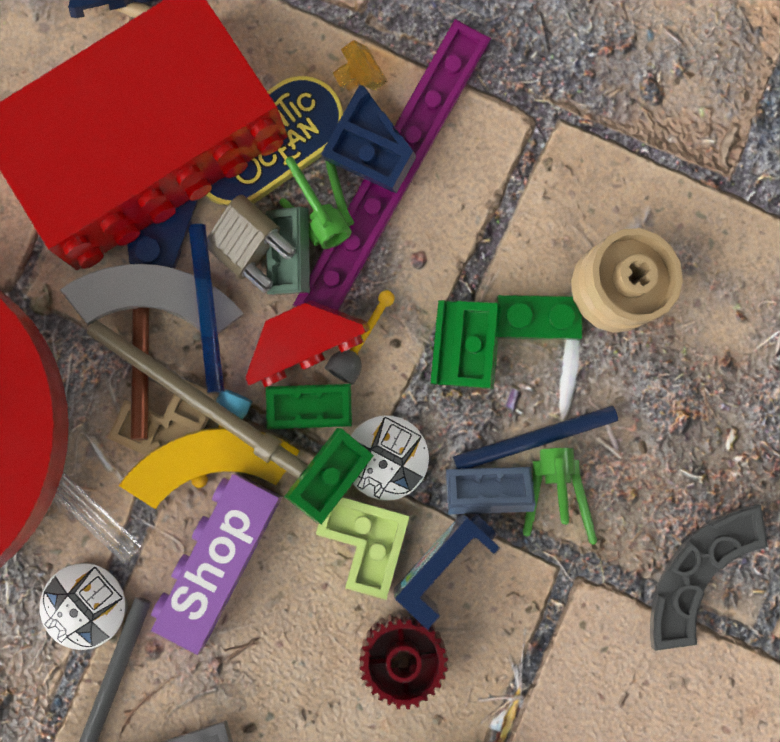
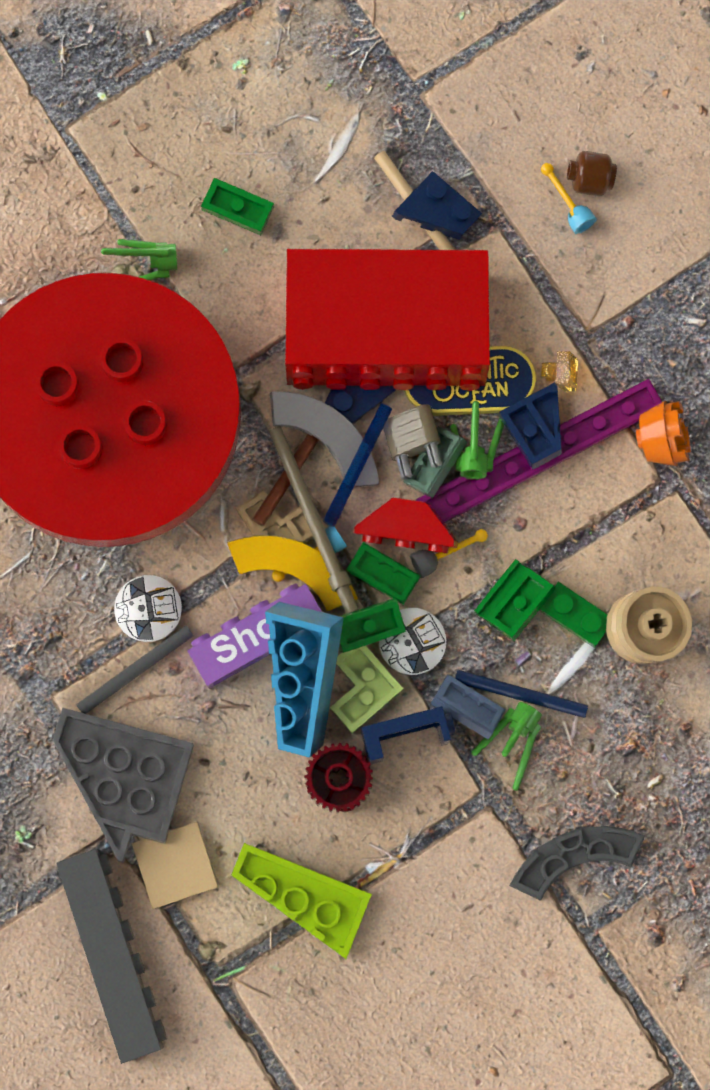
camera: 30 degrees right, 5 degrees down
(96, 520) = (194, 559): clear axle -> none
(289, 571) = (304, 666): none -> dark azure wedge
(510, 66) = (664, 434): none -> orange cone

